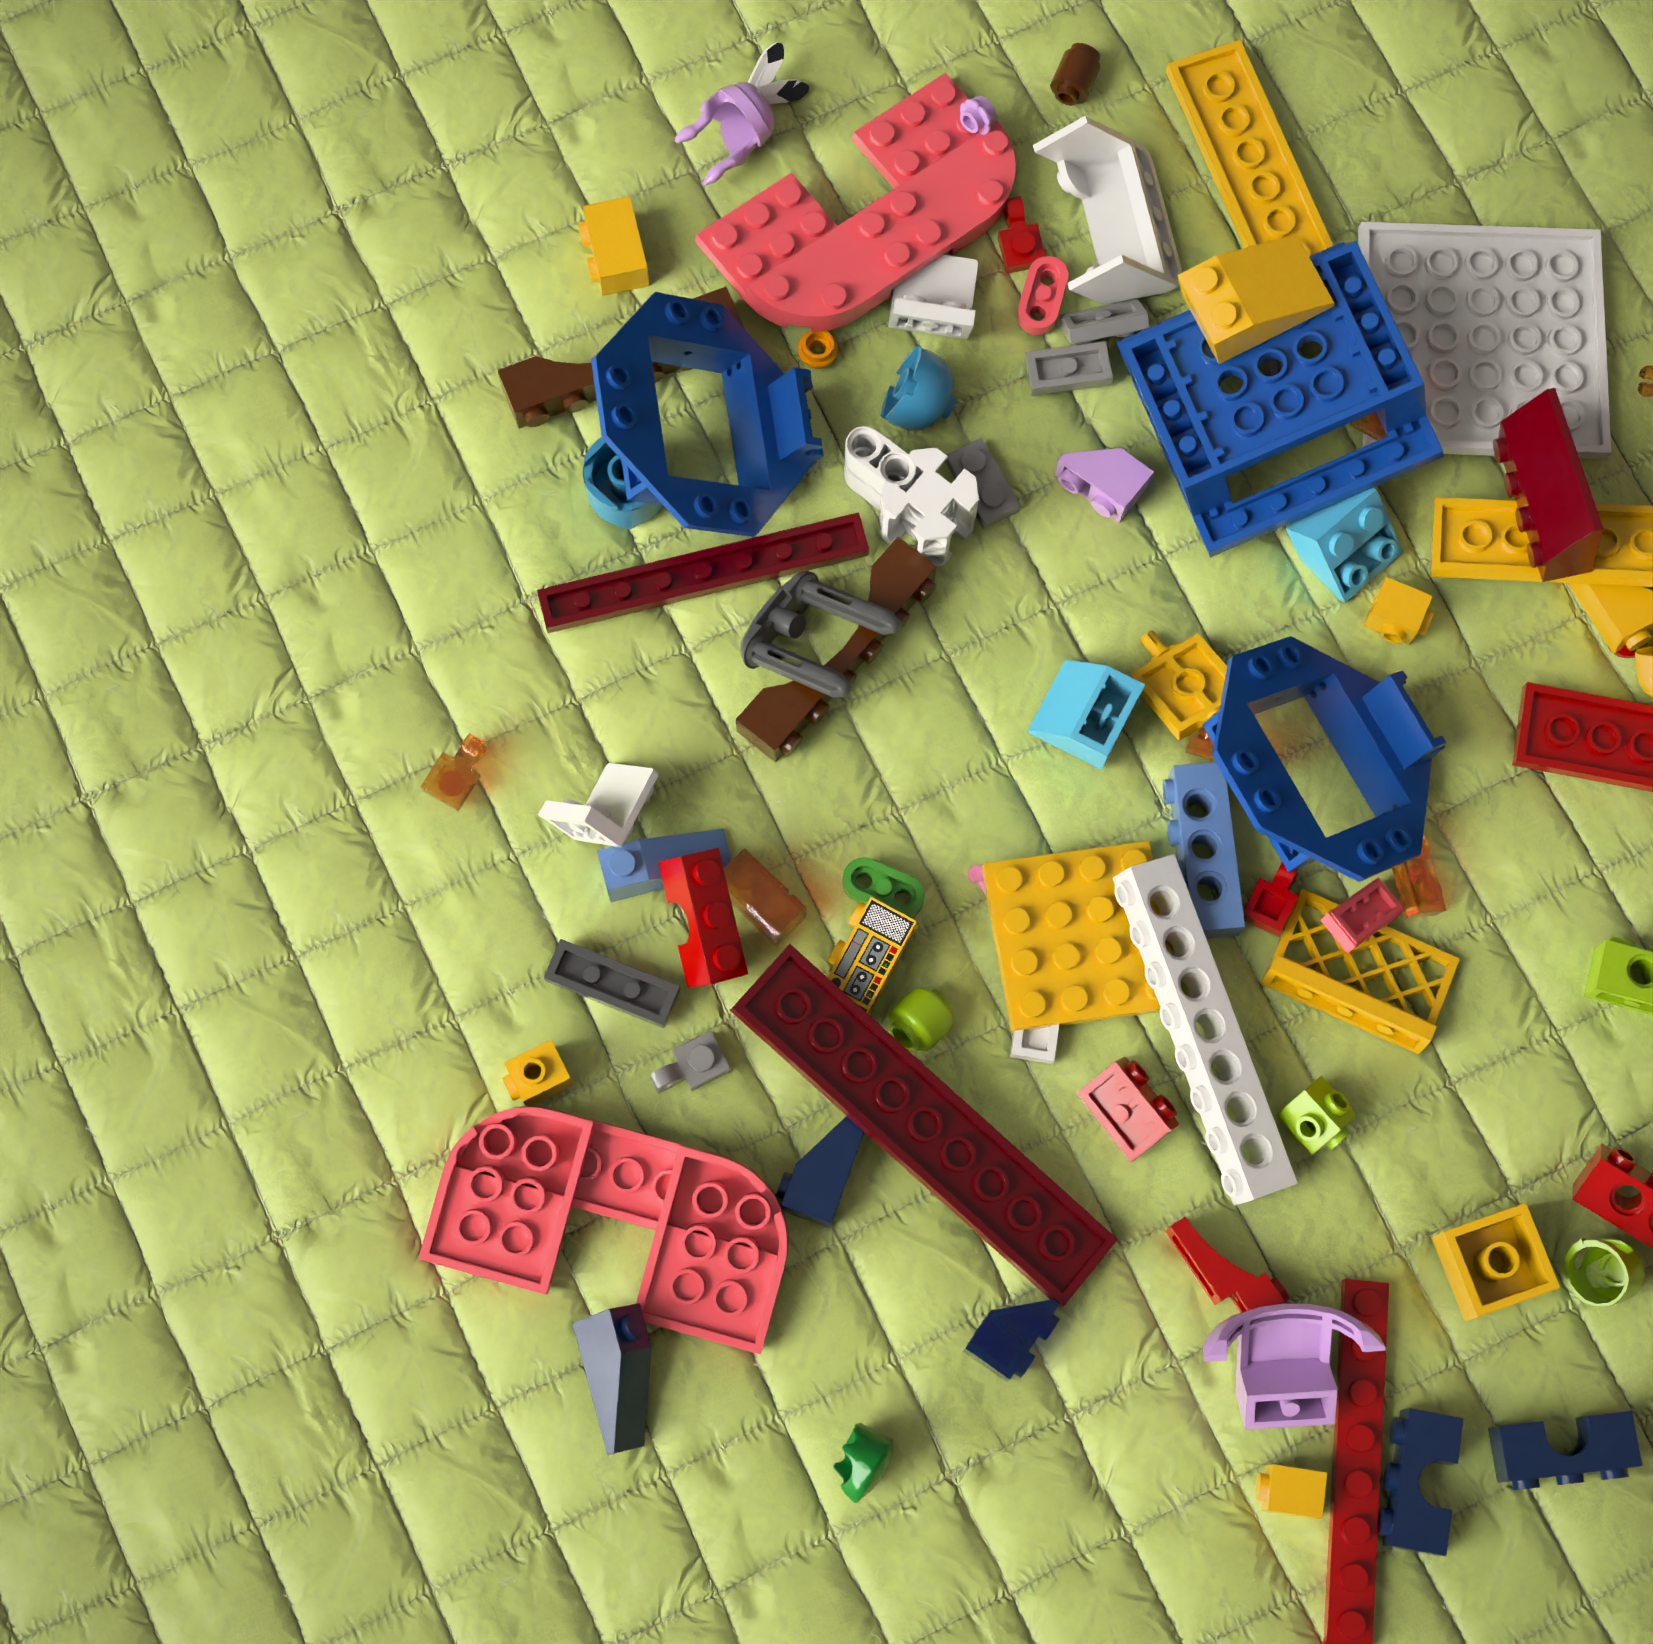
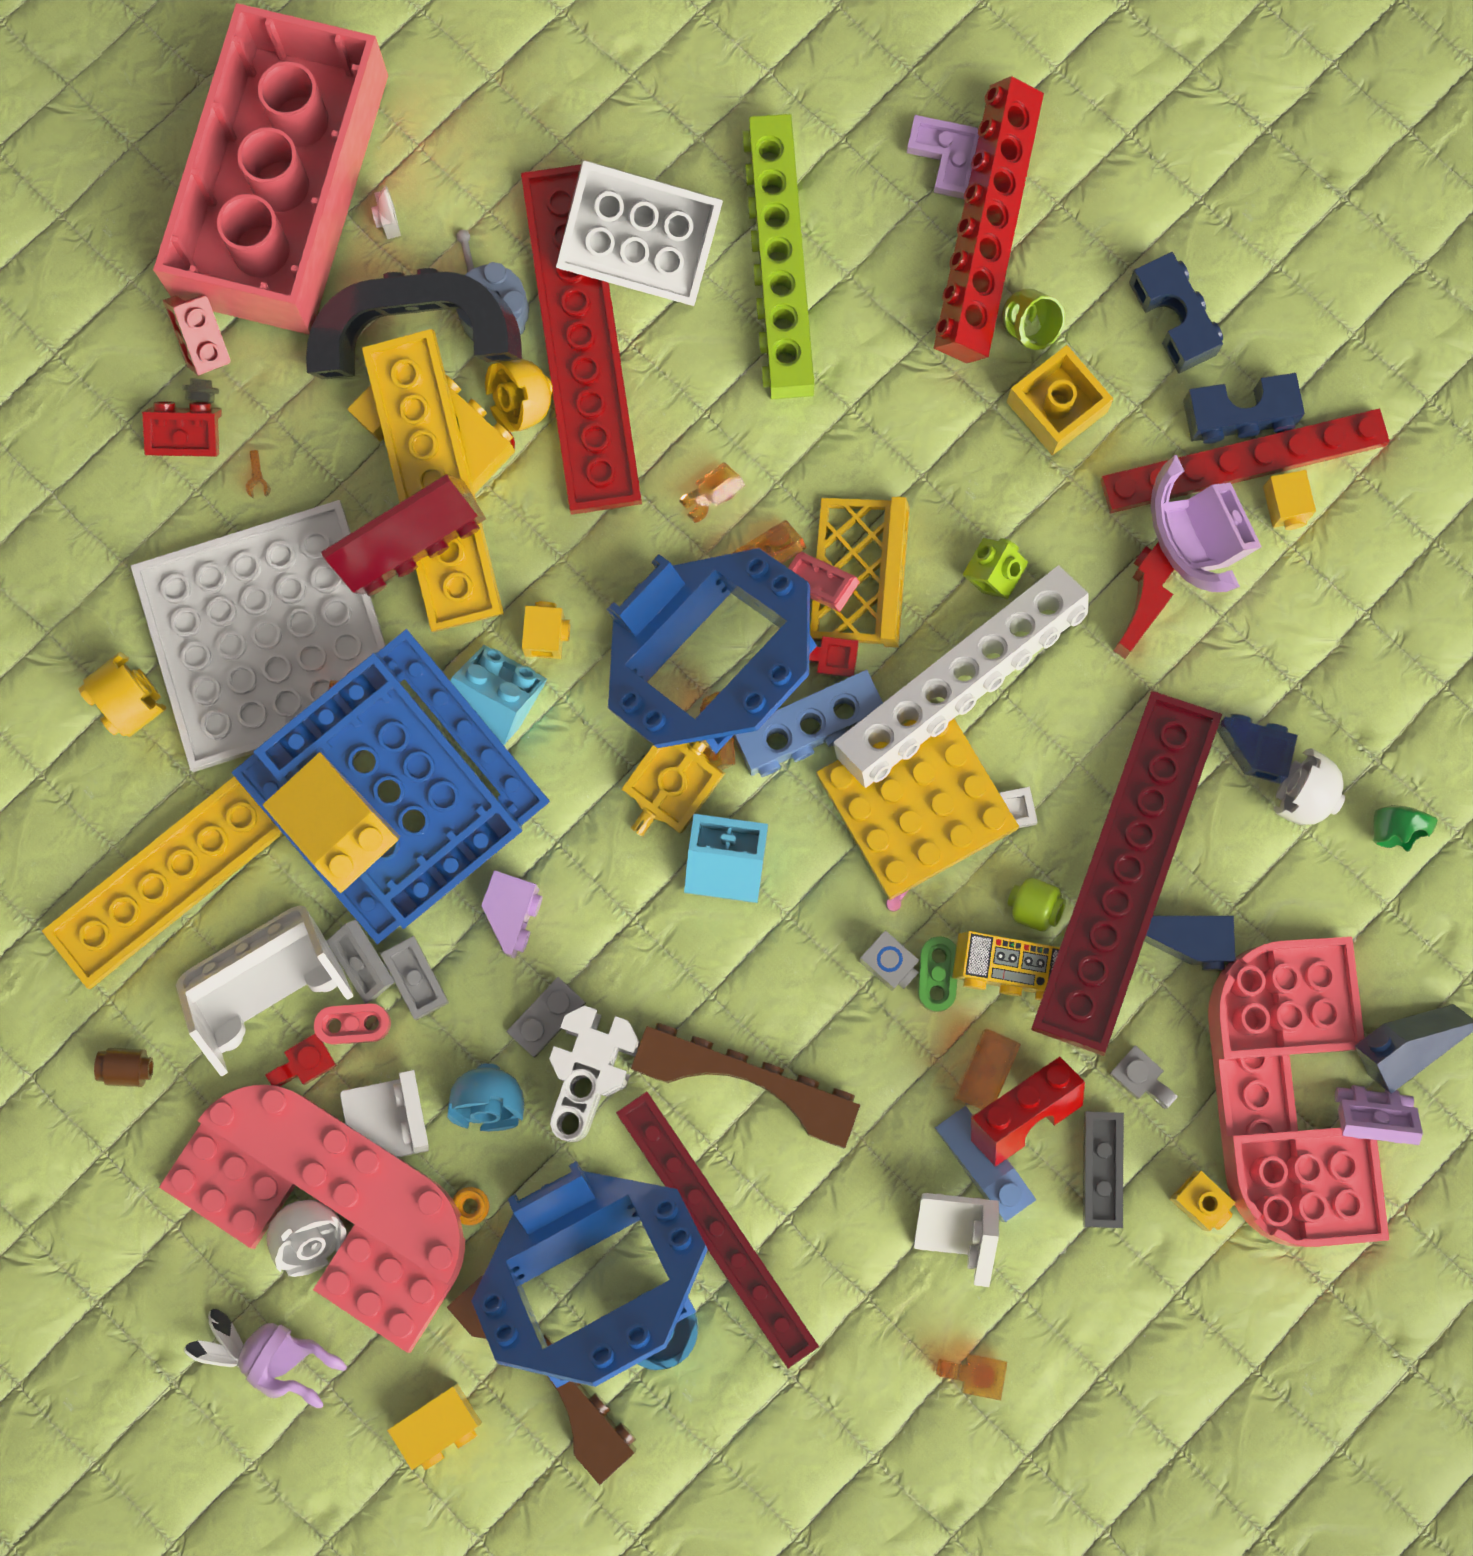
camera: 105 degrees left, 5 degrees up
(554, 1298) = (1378, 1115): none -> lavender plate
(784, 616) = (737, 1147): dark grey piece -> none
(845, 178) = (304, 1237): none -> white cylinder
(914, 841) = (890, 962): none -> light grey brick
(940, 1372) = (1311, 790): none -> white cylinder
(977, 115) = (202, 1138): lavender plate -> none
(1129, 1107) = (1043, 715): bracket -> none
(1460, 177) = (122, 696): none -> yellow brick
(1506, 845) = (713, 488): none -> clear orange plate

